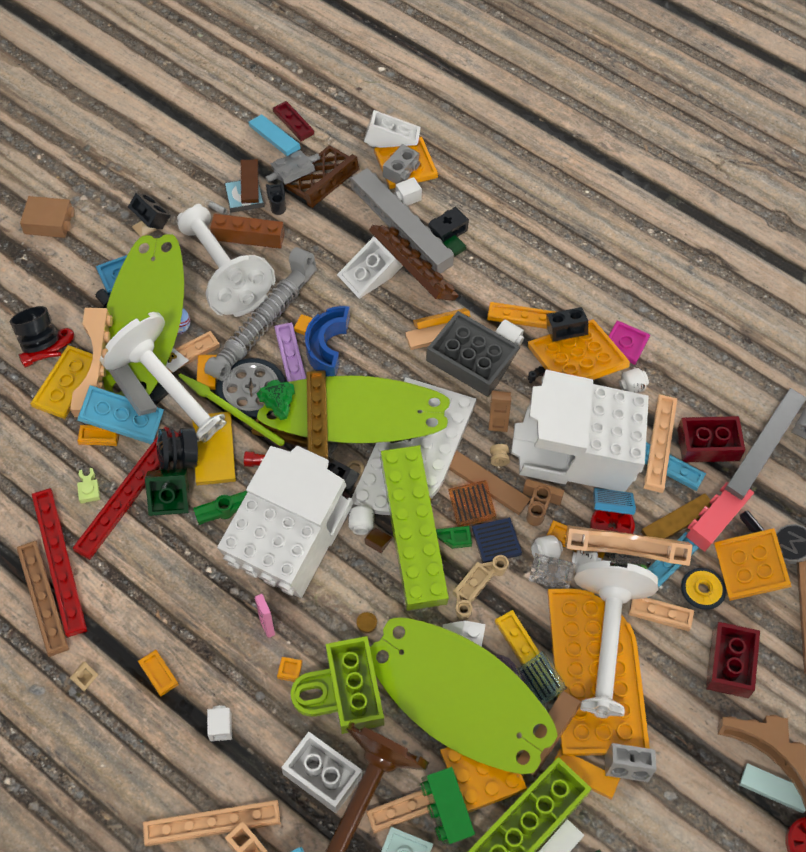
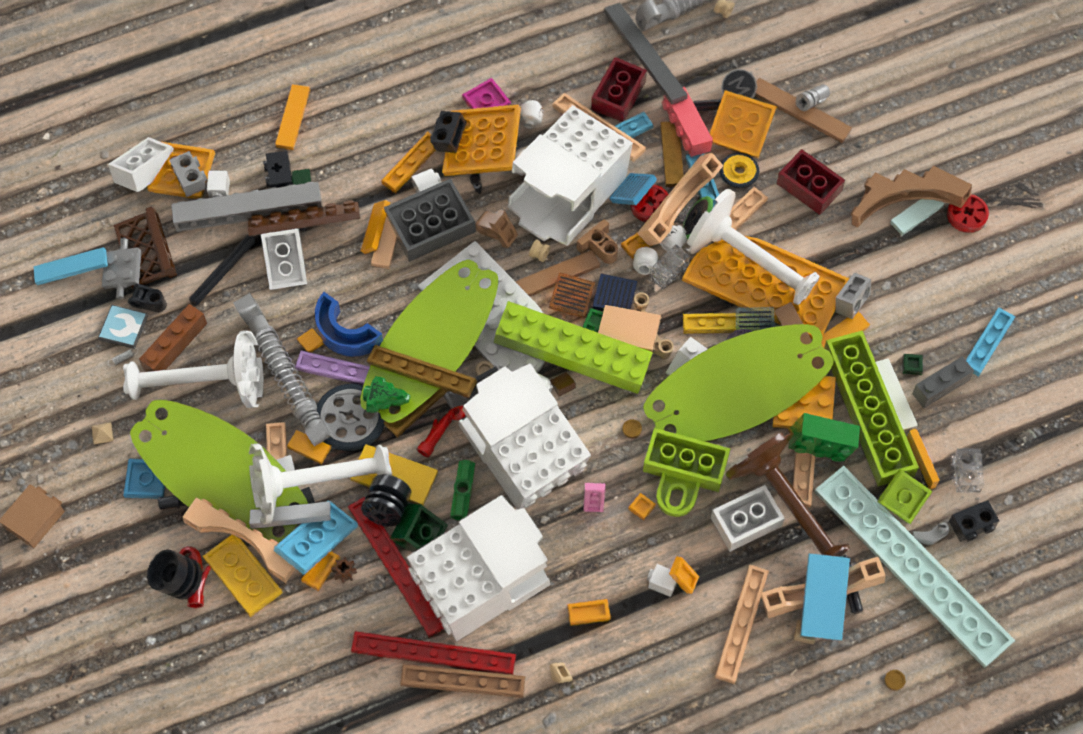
camera: 60 degrees left, 5 degrees up
(89, 488) = (373, 599): yellowish green plate -> none
(102, 452) = (340, 565): none -> reddish brown gear
(141, 552) = (481, 567): none -> white piece
(149, 211) = (91, 417): black brick -> none
(204, 391) = (332, 456): lime piece -> none
(229, 738) = (684, 575): none -> light orange tile
(249, 181) = (114, 313): reddish brown tile -> none
(293, 121) = (59, 242): dark red tile -> none
(332, 233) = (222, 270): none -> black axle
(464, 567) = (630, 326): none -> light nougat tile
(507, 212) = (292, 117): none -> light orange tile

